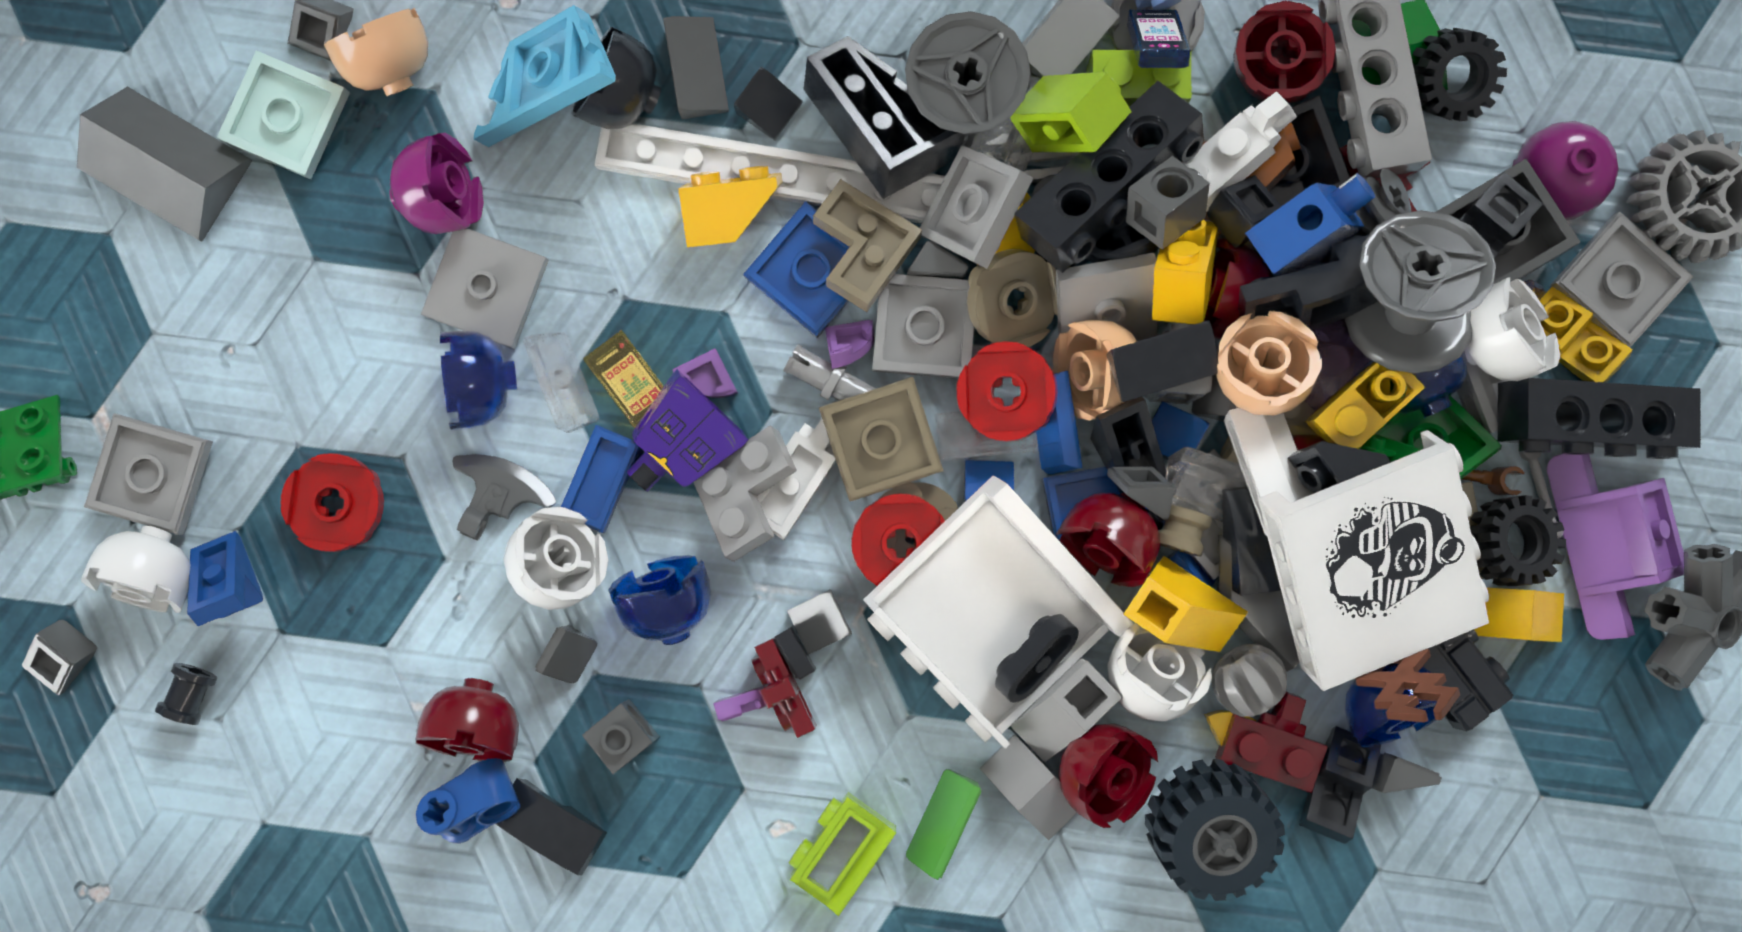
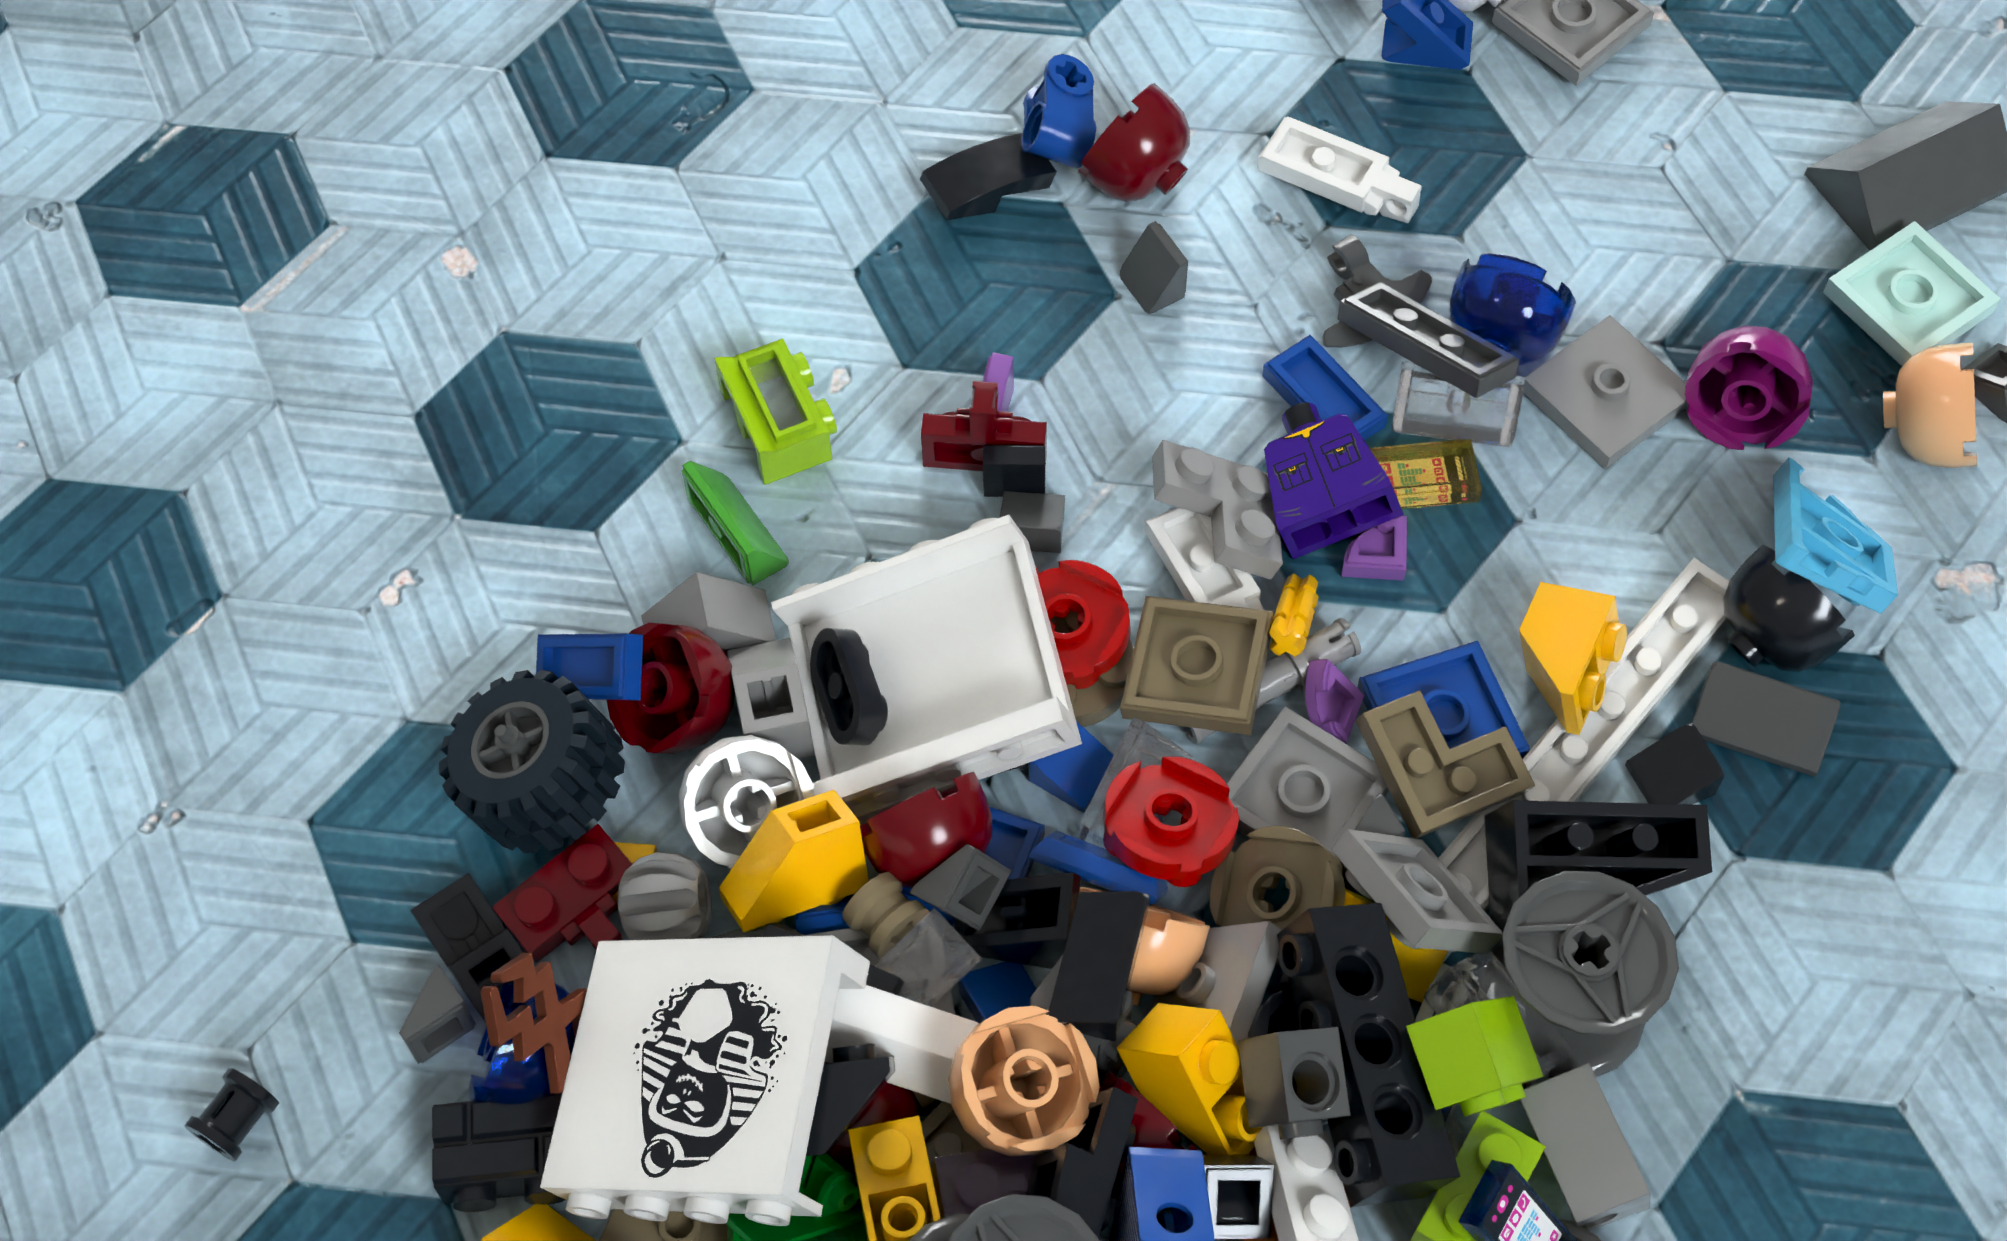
camera: 120 degrees right, 25 degrees down
(317, 479) = (1444, 177): red plate -> none
(398, 573) = (1338, 171): none -> white hinge
(529, 421) = (1428, 339): none -> dark grey tile
(555, 559) = (1262, 292): white cylinder -> none
(620, 736) = (1036, 271): dark grey brick -> none
(663, 601) = (1154, 372): clear blue cylinder -> none
(802, 398) = (1294, 615): none -> yellow axle
(1123, 839) = (595, 663): none -> blue tile
(1537, 857) = (232, 1114): none -> black bush

